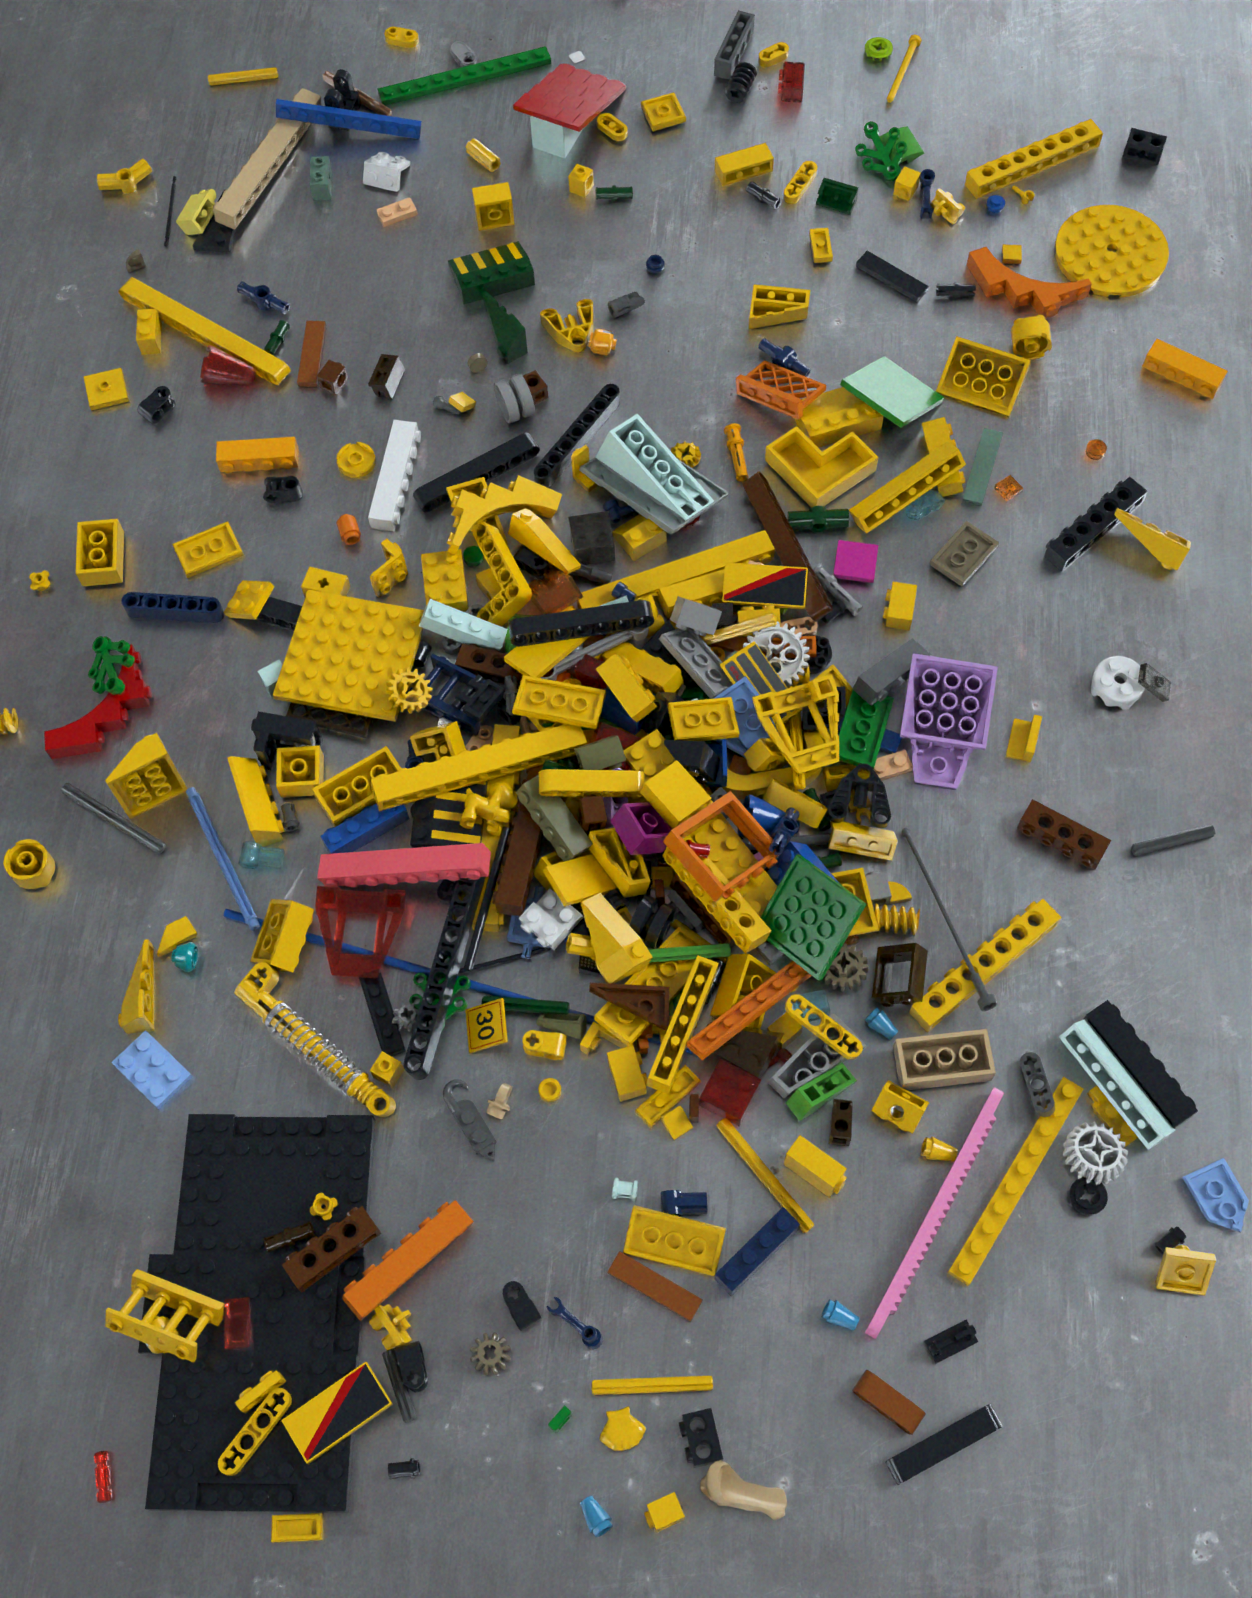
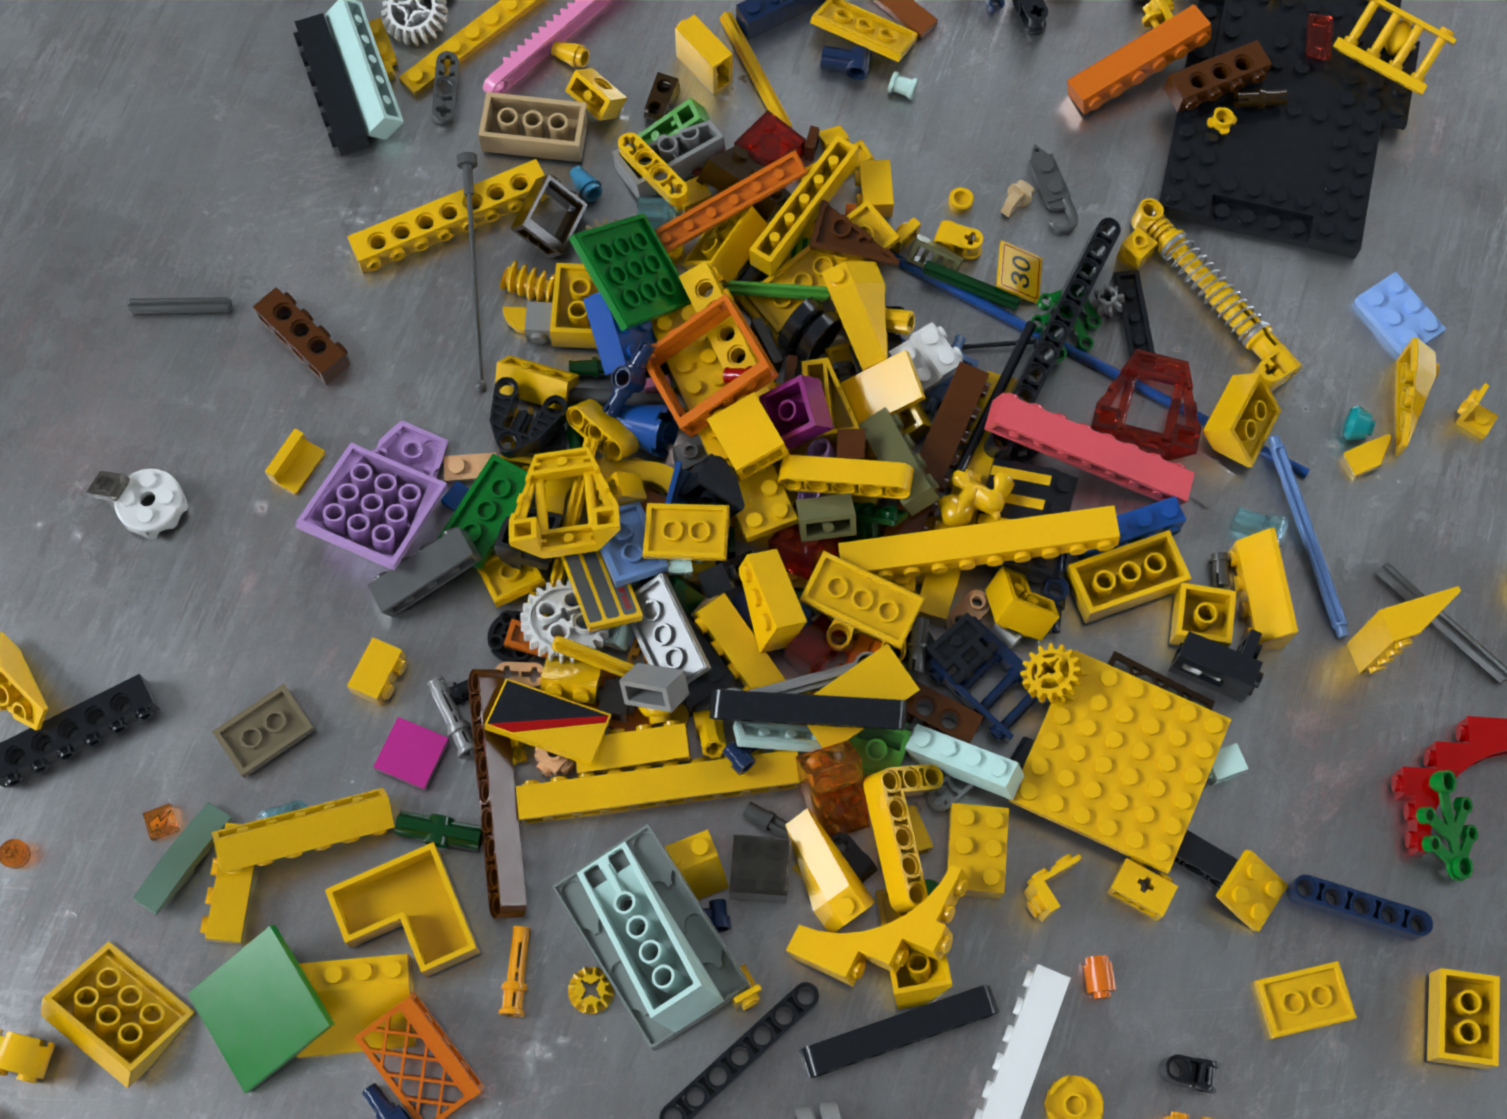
camera: 170 degrees left, 5 degrees up
(86, 988) = (1474, 416): none -> yellow bracket

